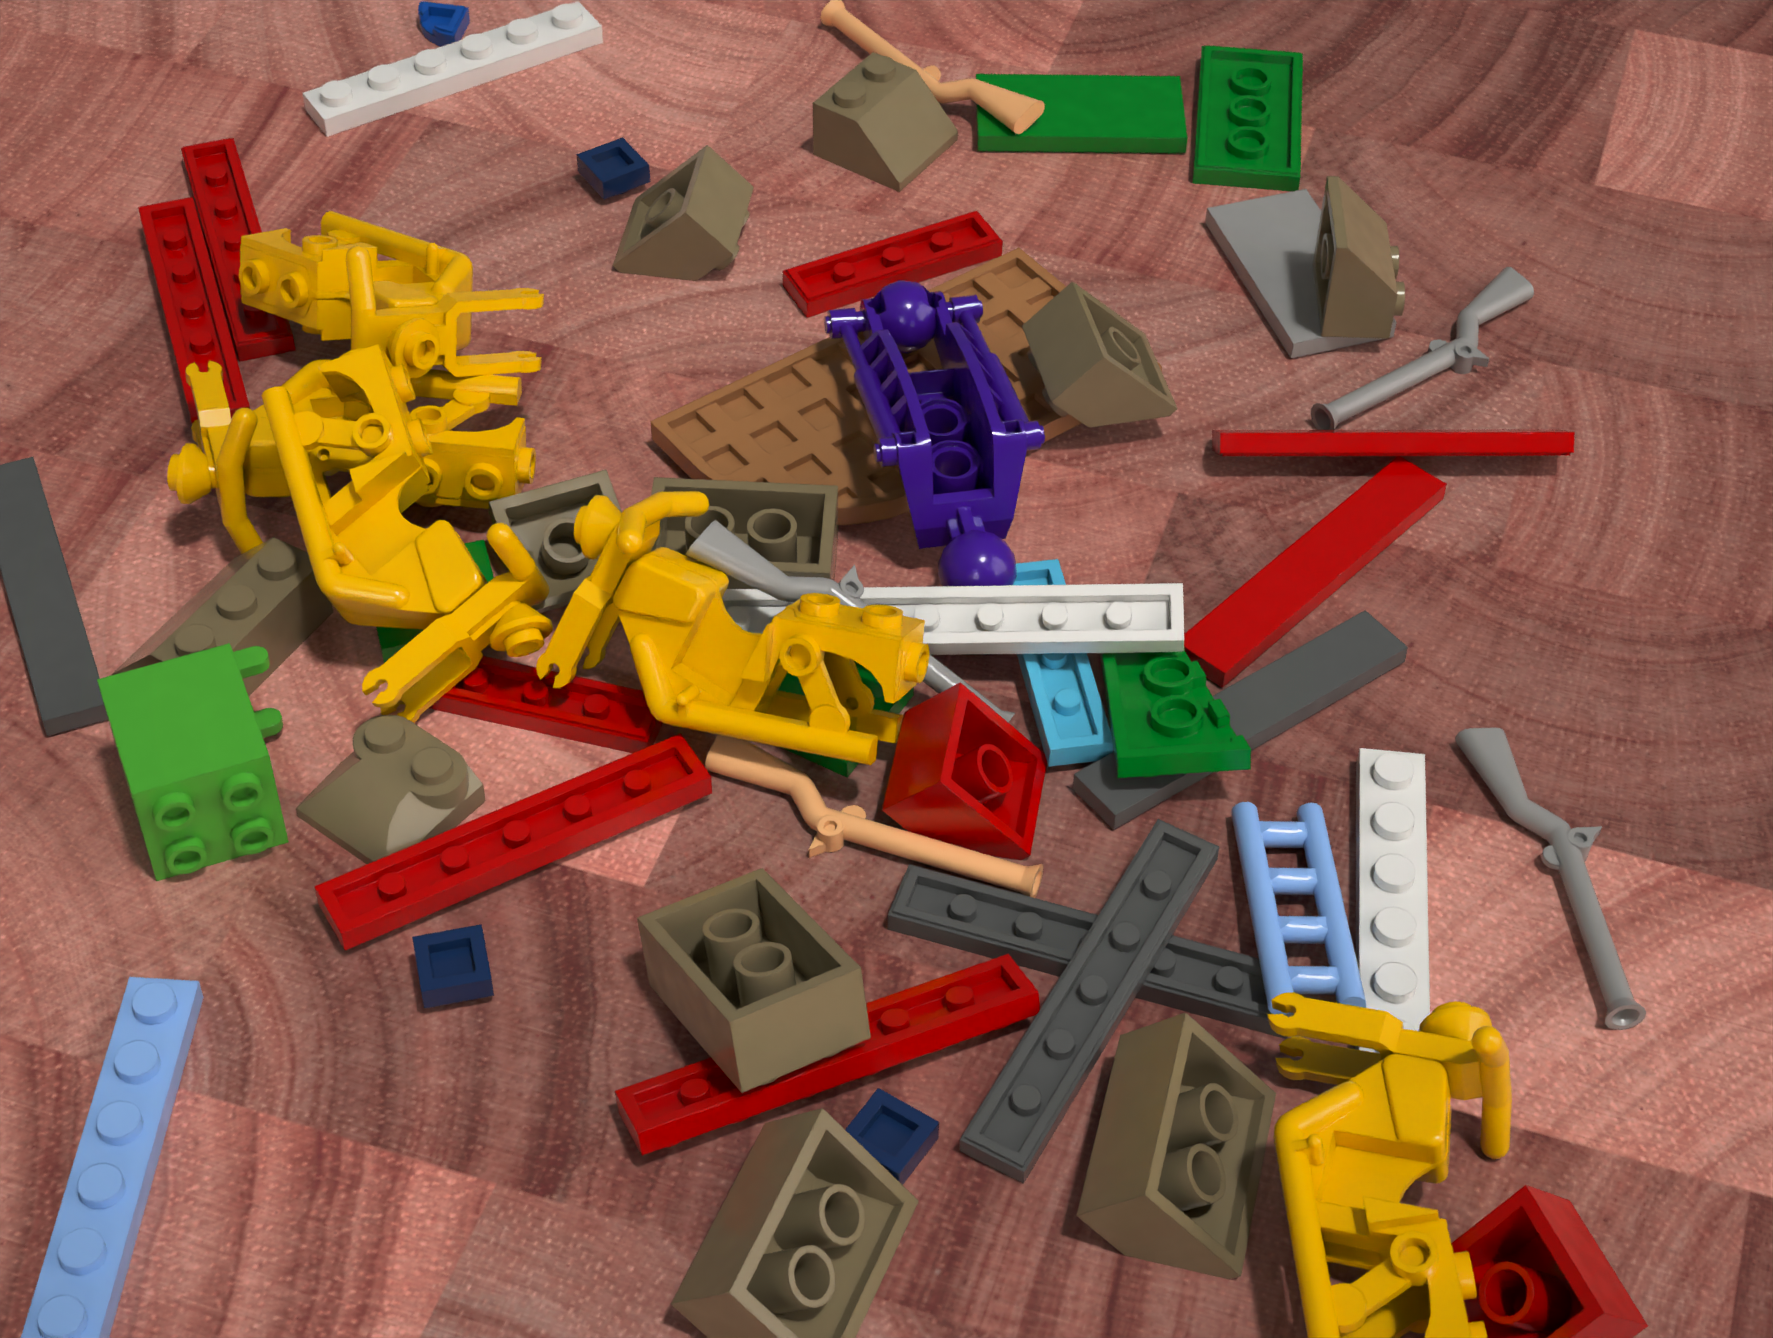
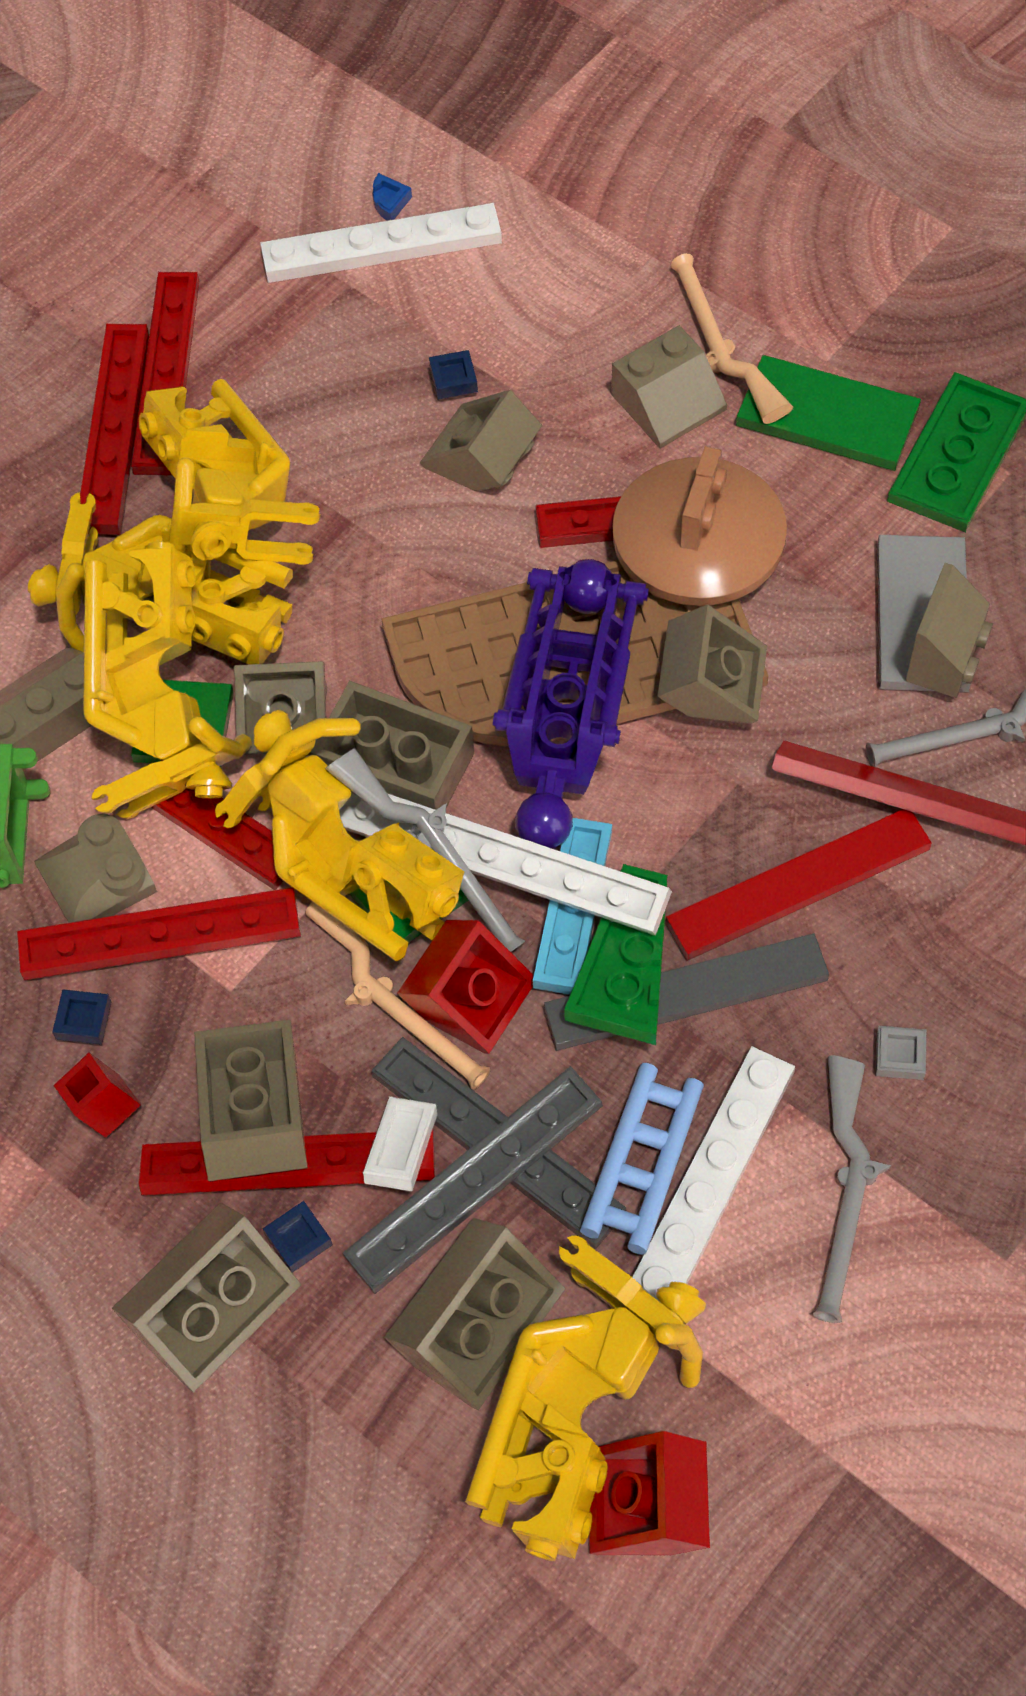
camera: 25 degrees right, 15 degrees up
(526, 1042) = (97, 1095): none -> red brick
(980, 976) = (400, 1144): none -> white tile
(1004, 232) = (699, 530): none -> nougat bracket
(1537, 709) = (901, 1052): none -> light grey tile

